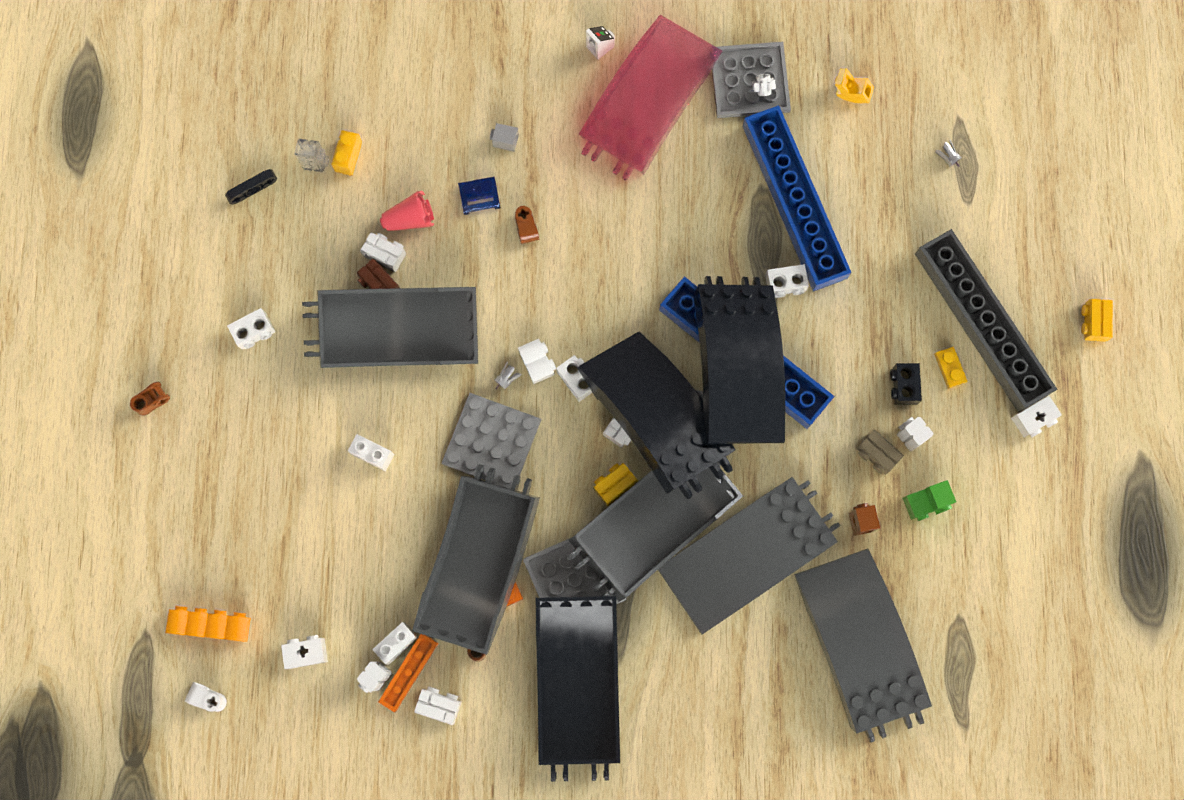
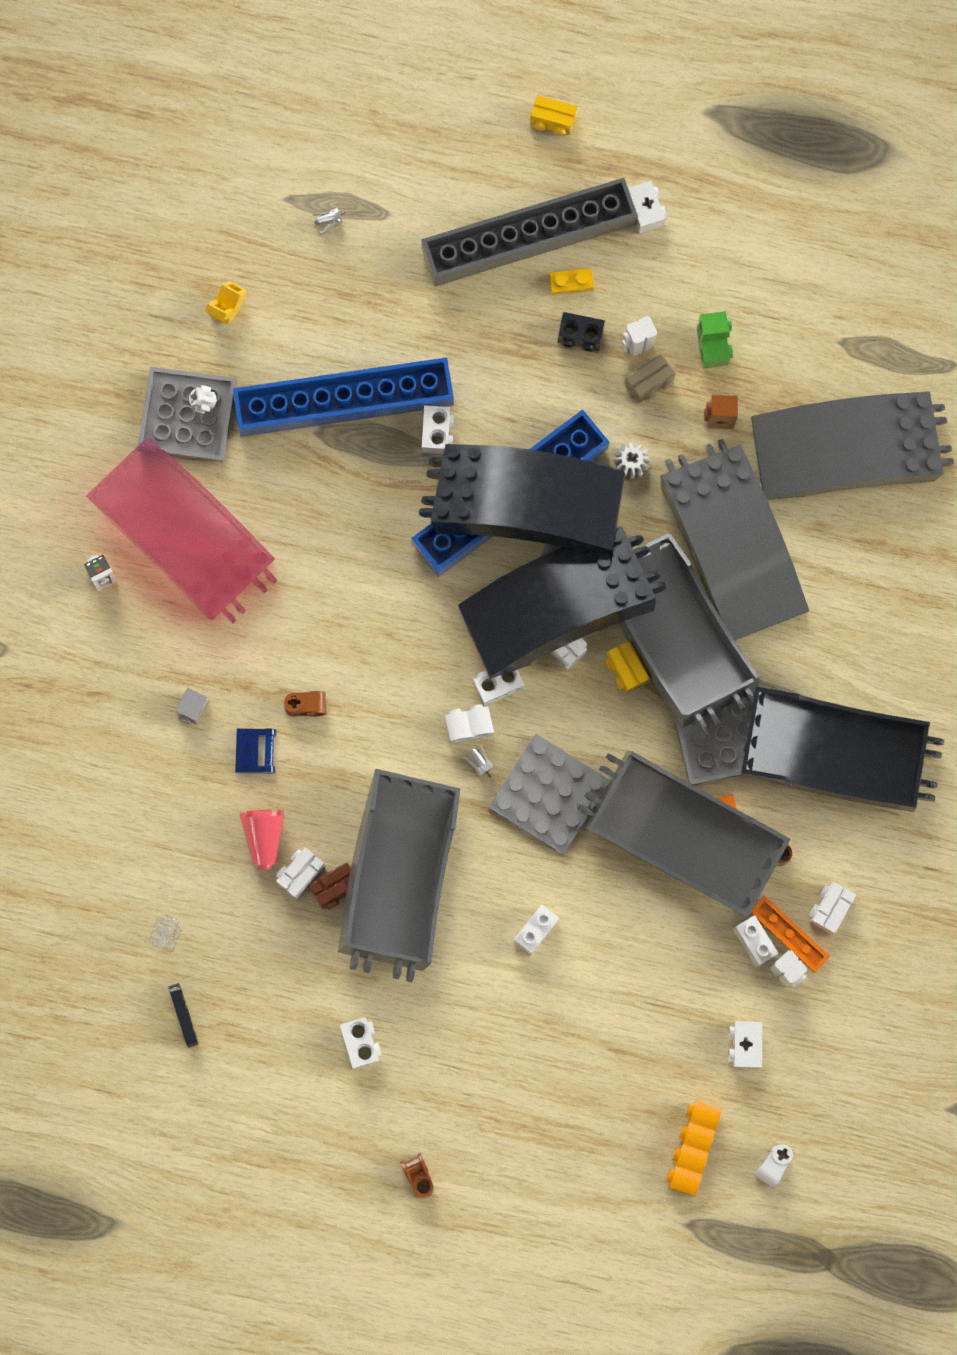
camera: 85 degrees left, 0 degrees up
(346, 153) = (168, 893): yellow brick -> none
(808, 451) = (632, 453): none -> white gear

